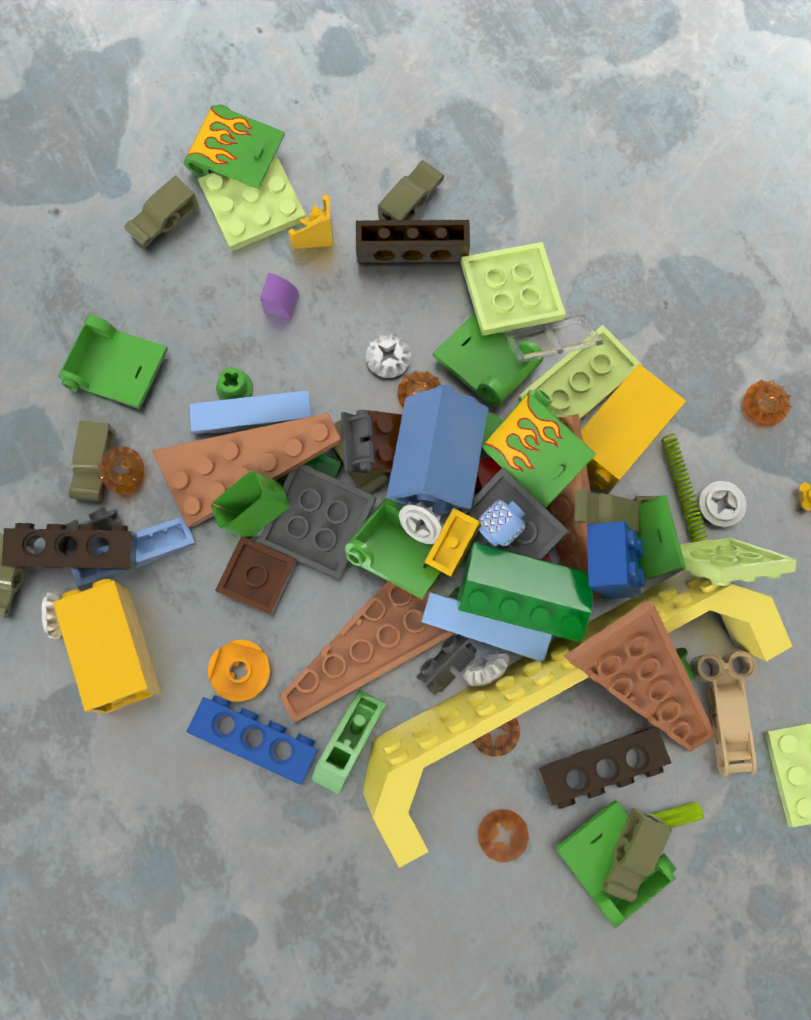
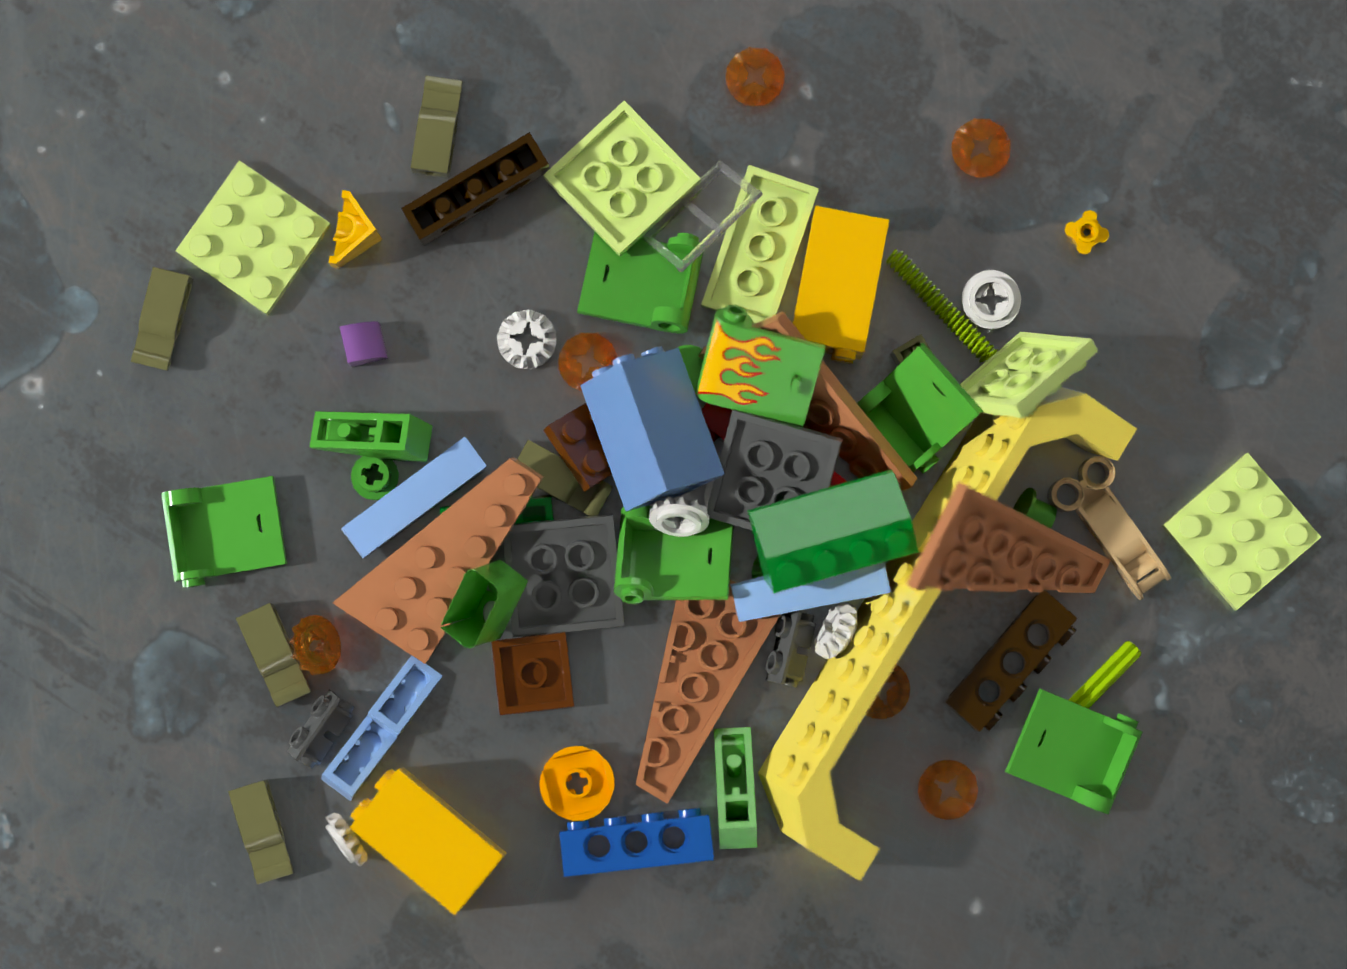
camera: 25 degrees left, 10 degrees up
(20, 553) = (278, 800): dark brown brick -> none
(233, 147) = (191, 186): bright green door -> none
(256, 360) = (372, 435): none -> bright green slope
(358, 454) = (548, 456): dark grey hinge -> none
(453, 542) = (726, 520): yellow plate -> none
(502, 523) = (767, 474): light blue head -> none
(605, 508) = (870, 396): olive piece -> none
(615, 560) = (906, 444): blue brick -> none
(630, 285) = (753, 93): none -> clear orange gear
(636, 854) = (1088, 730): olive piece -> none

